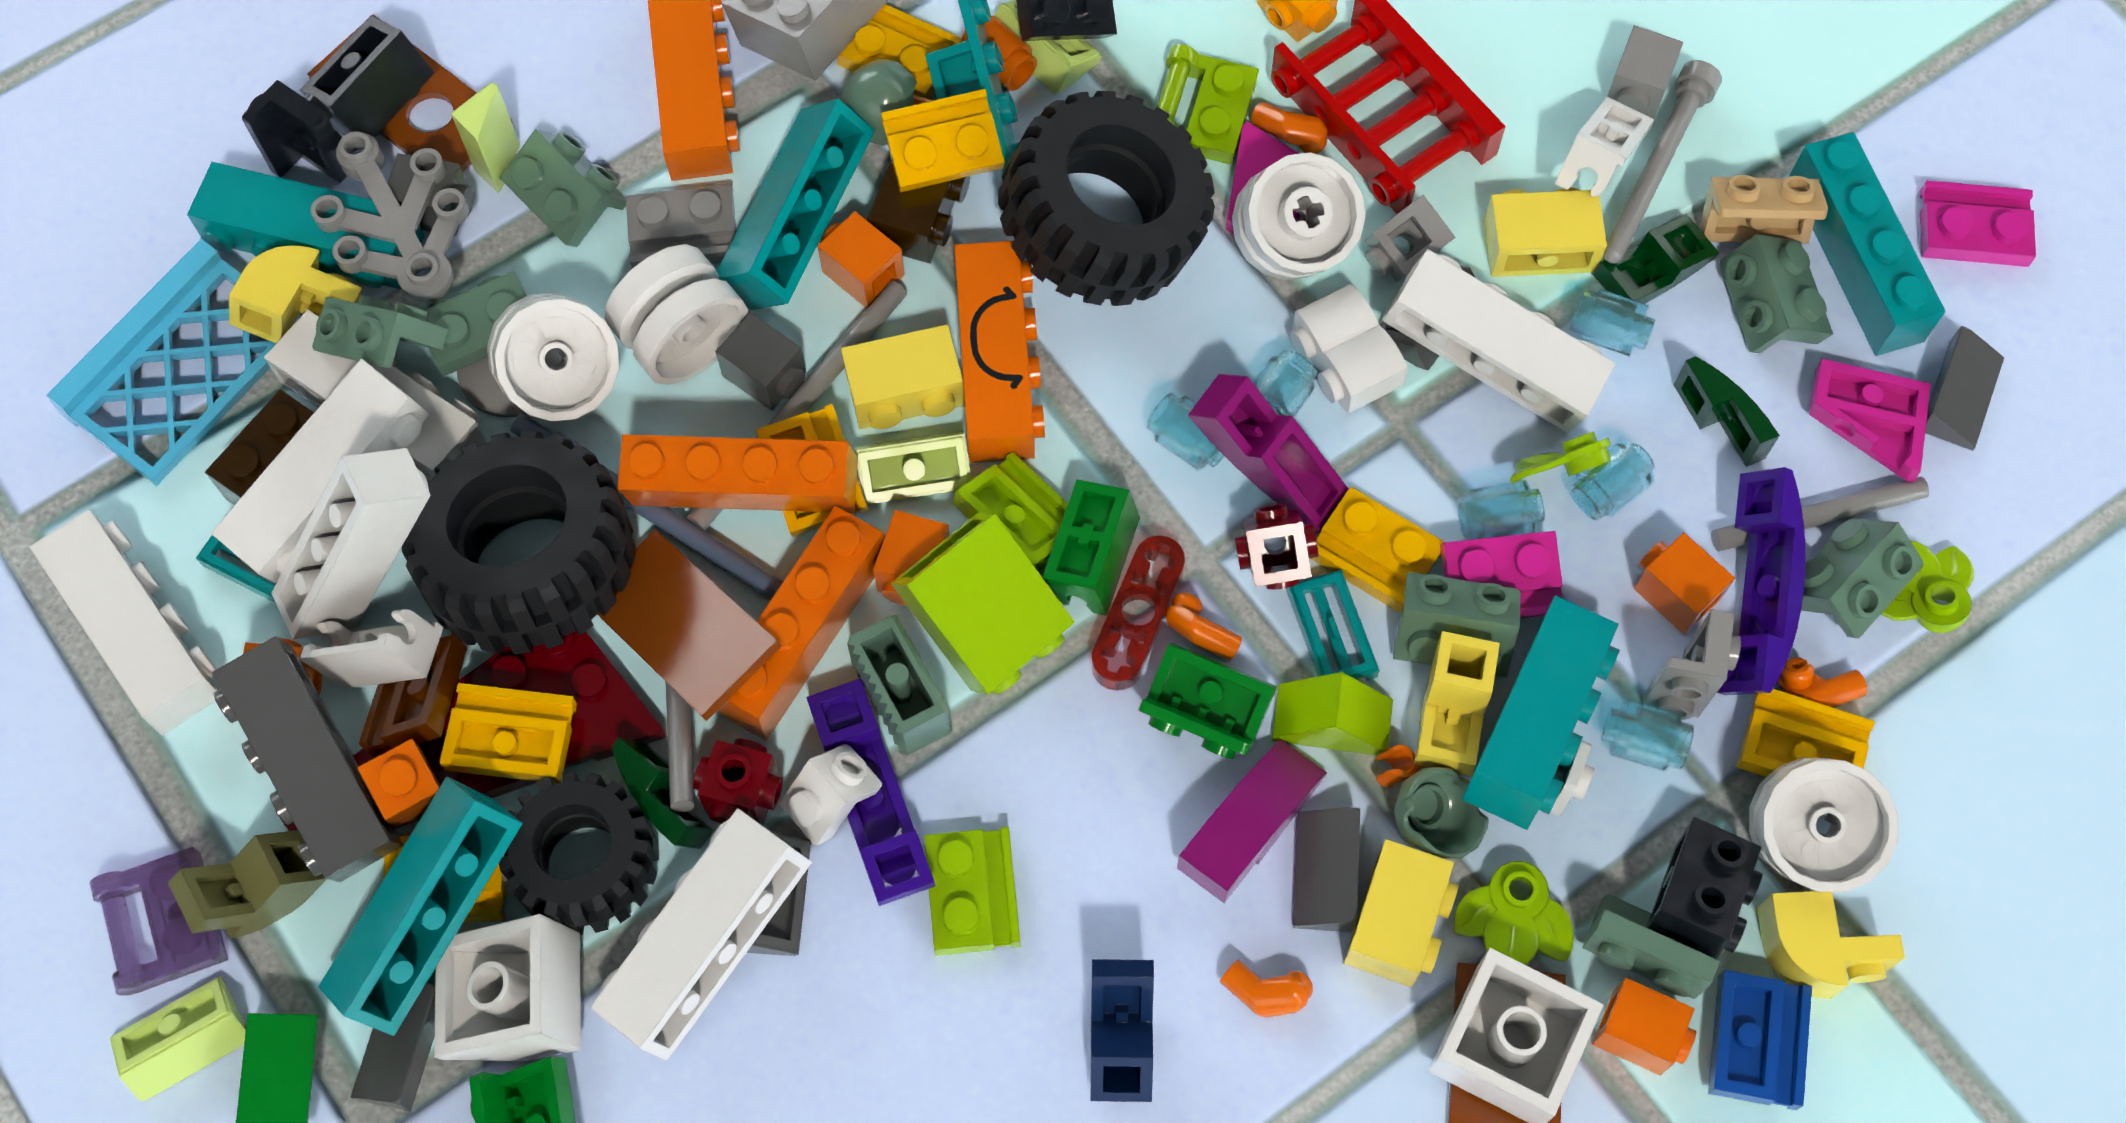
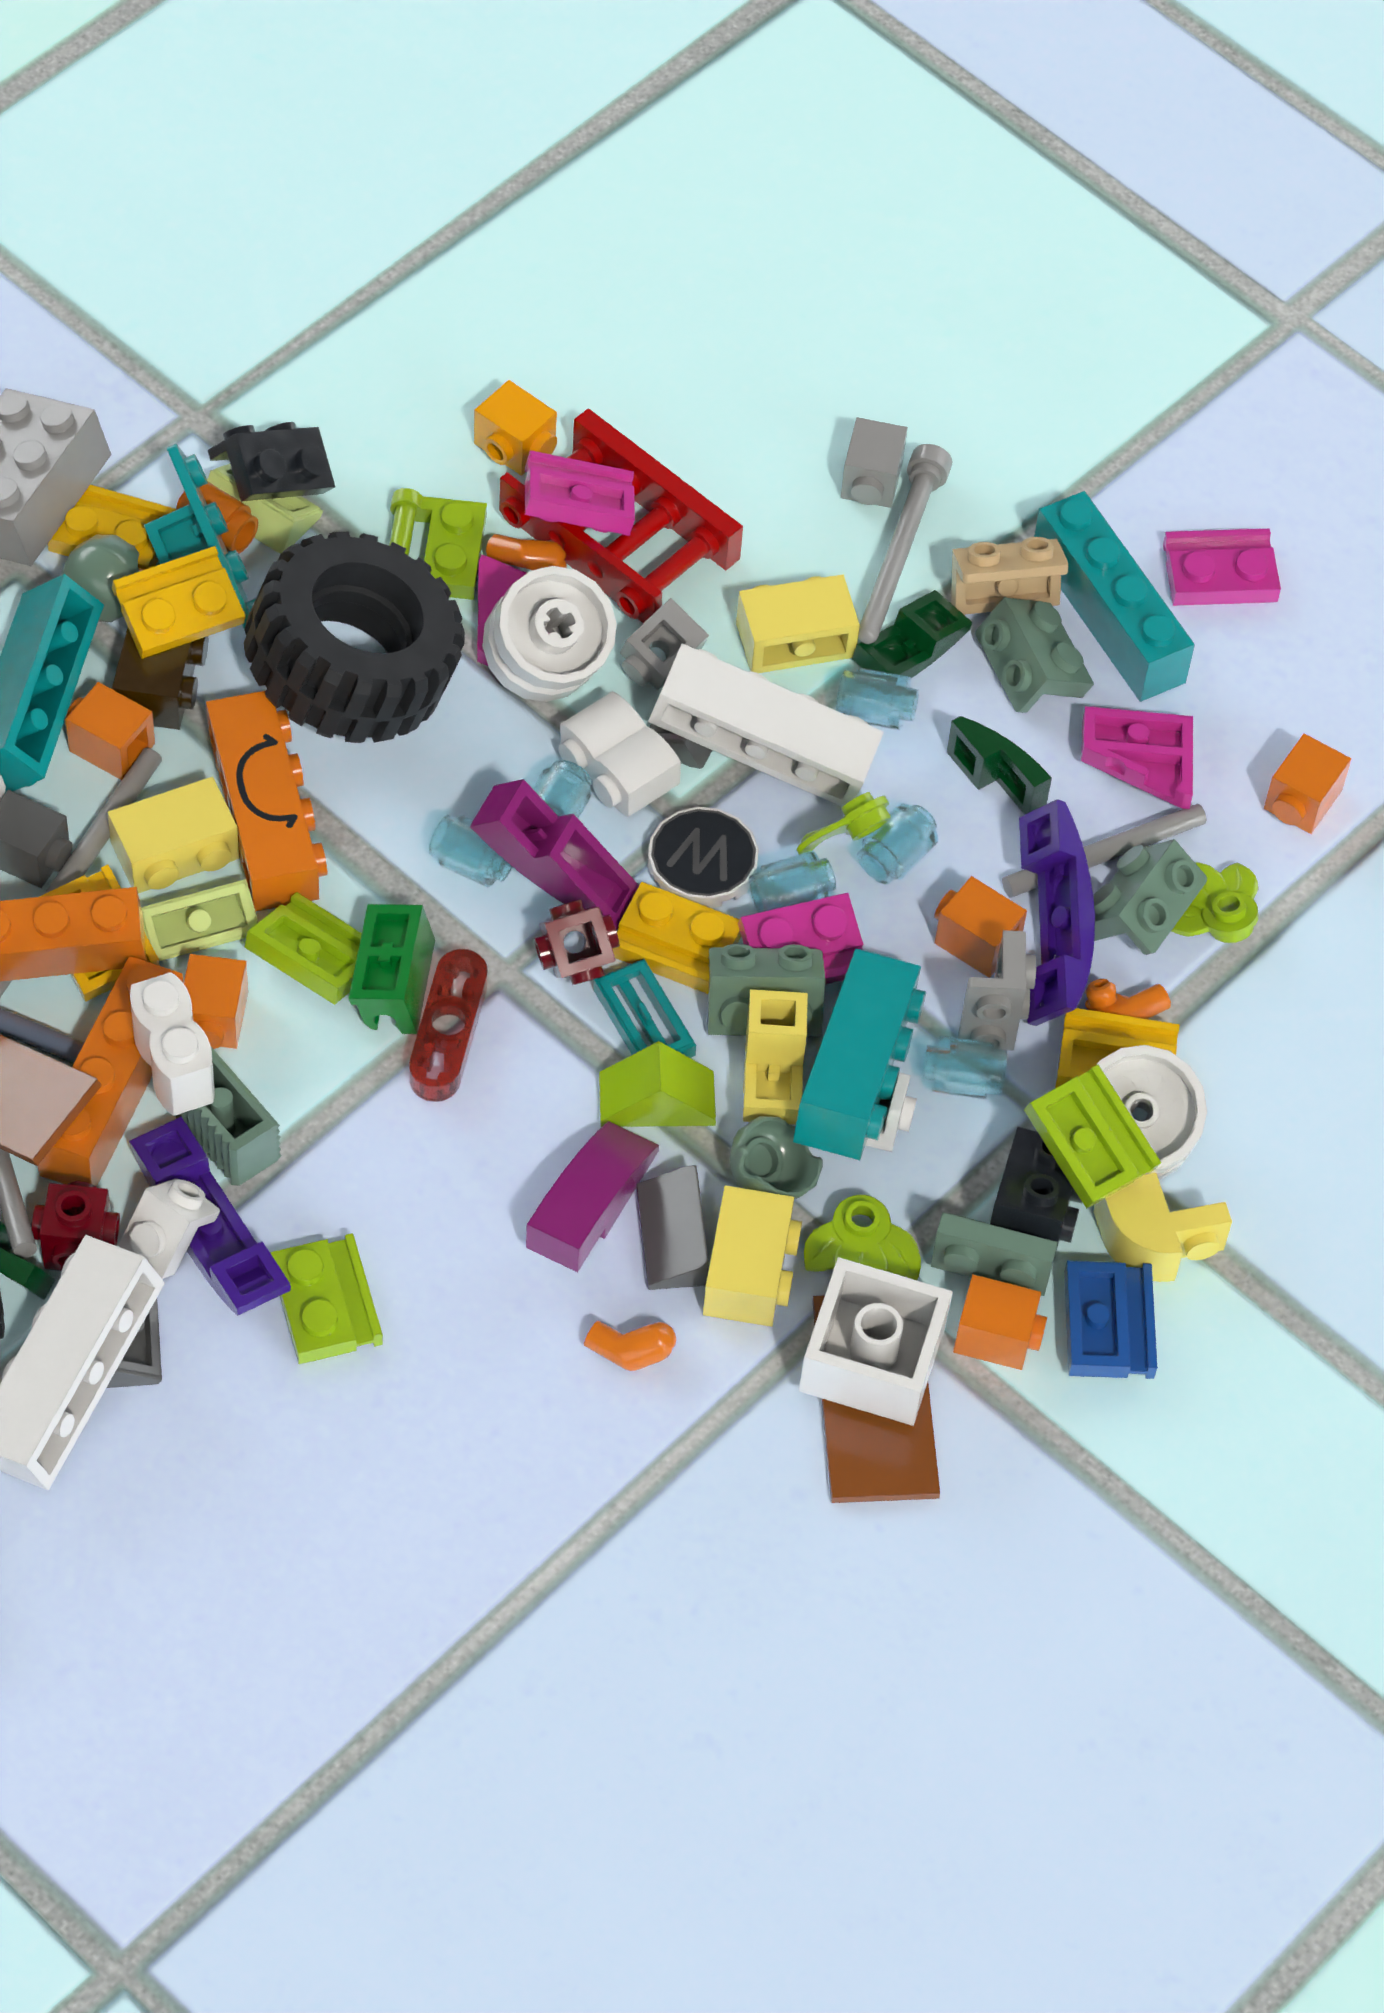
camera: 15 degrees left, 10 degrees down
(854, 616) = (172, 1043): none -> white brick
(984, 604) = (295, 1028): lime brick -> none
(1121, 1030) = (495, 1389): dark blue brick -> none
(1203, 633) = (498, 1025): orange arm -> none
(1207, 701) = (531, 1091): green bracket -> none
(1349, 73) = (579, 493): none -> dark pink plate
(1402, 762) = (728, 1122): orange hand -> none
(1416, 466) = (703, 855): none -> black tile
(1604, 144) = (841, 528): white hinge -> none
(1774, 853) = (1092, 1136): none -> lime plate
(1963, 389) = (1227, 720): dark grey slope -> none
(2039, 472) = (1307, 783): none -> orange brick

